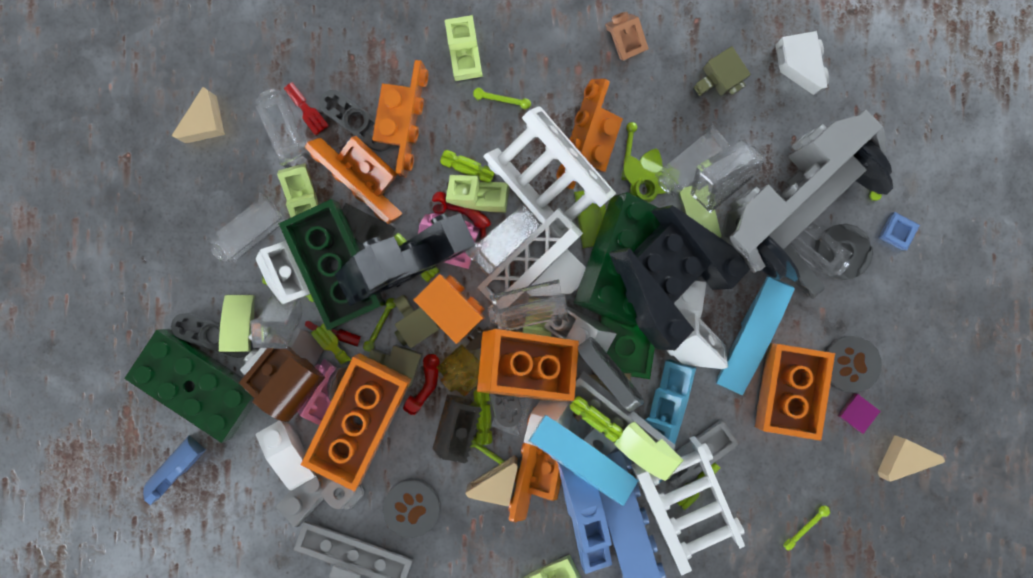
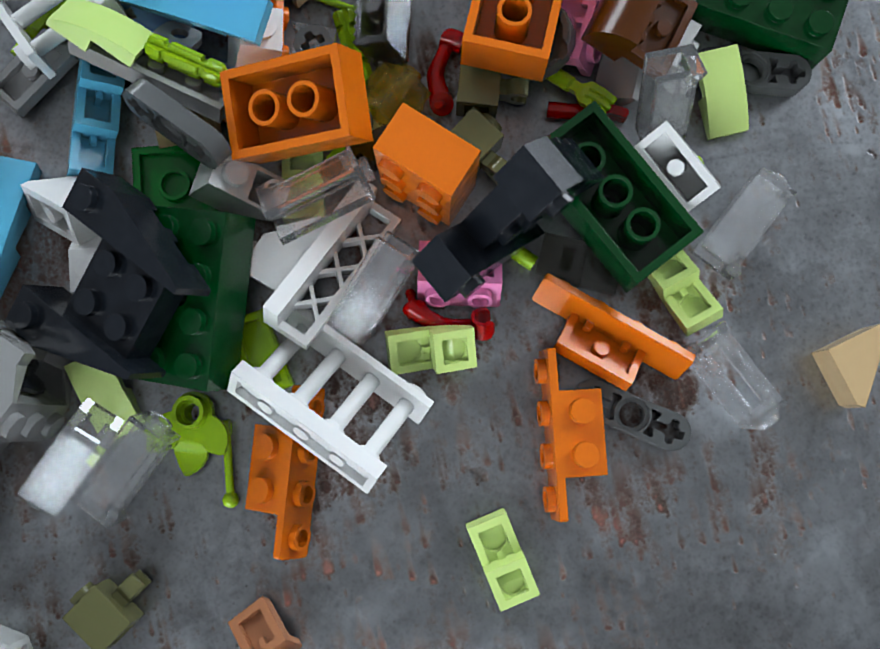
camera: 170 degrees right, 5 degrees down
(310, 115) = (697, 406): red piece -> none
(369, 344) = (532, 109): lime hinge -> none
(466, 166) = (456, 386): lime axle -> none
(479, 94) = (463, 497): lime hinge -> none

